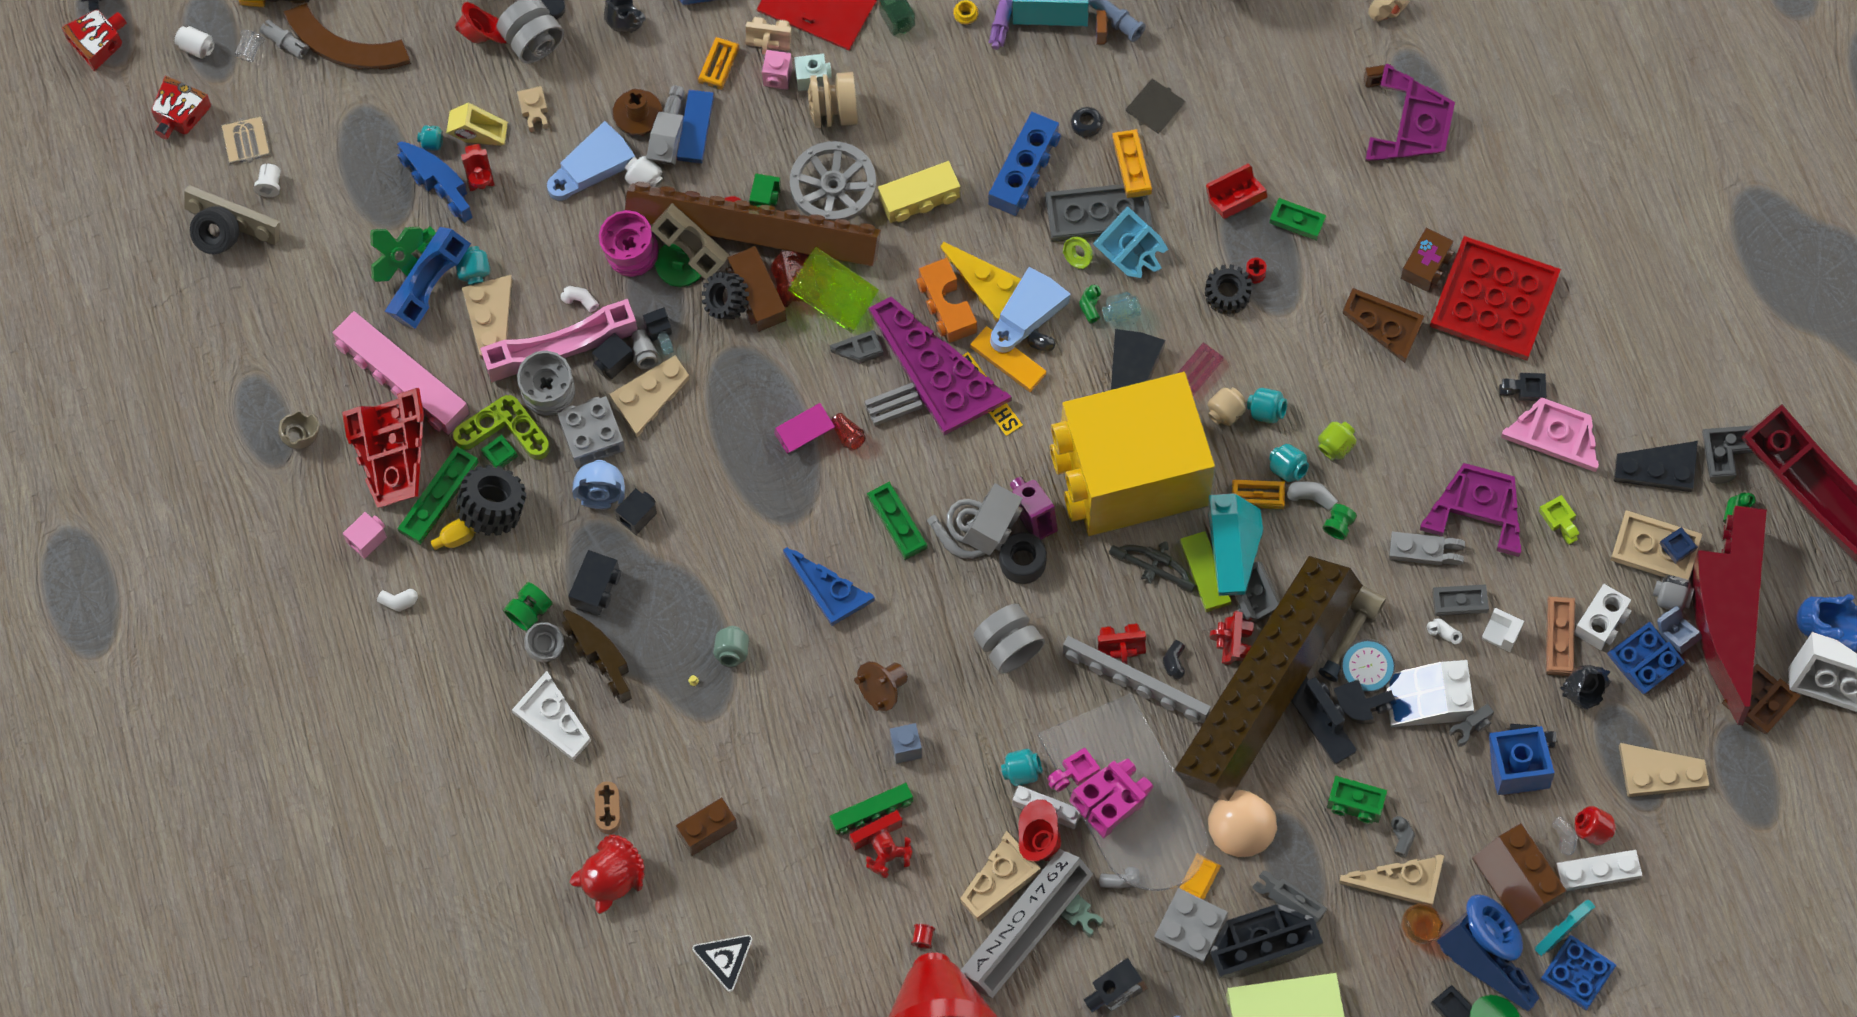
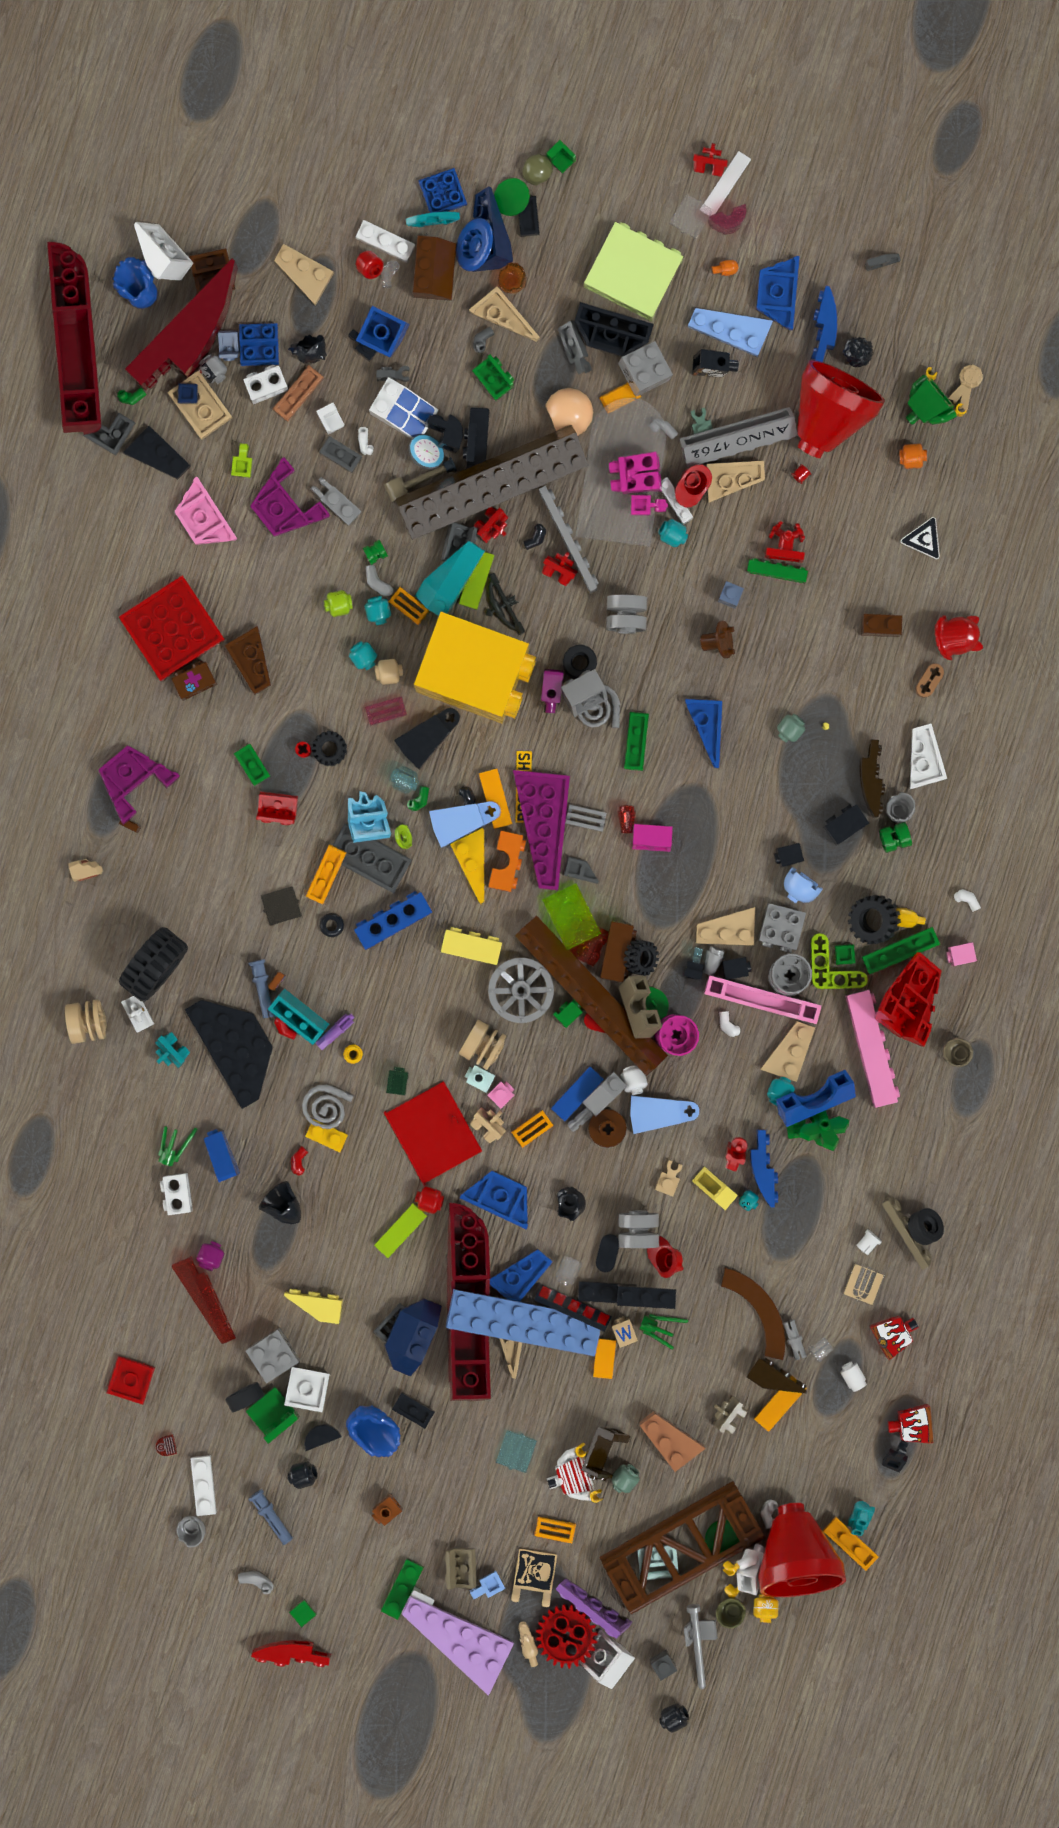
camera: 150 degrees left, 20 degrees up
(1529, 386) = (196, 556): black plate -> none

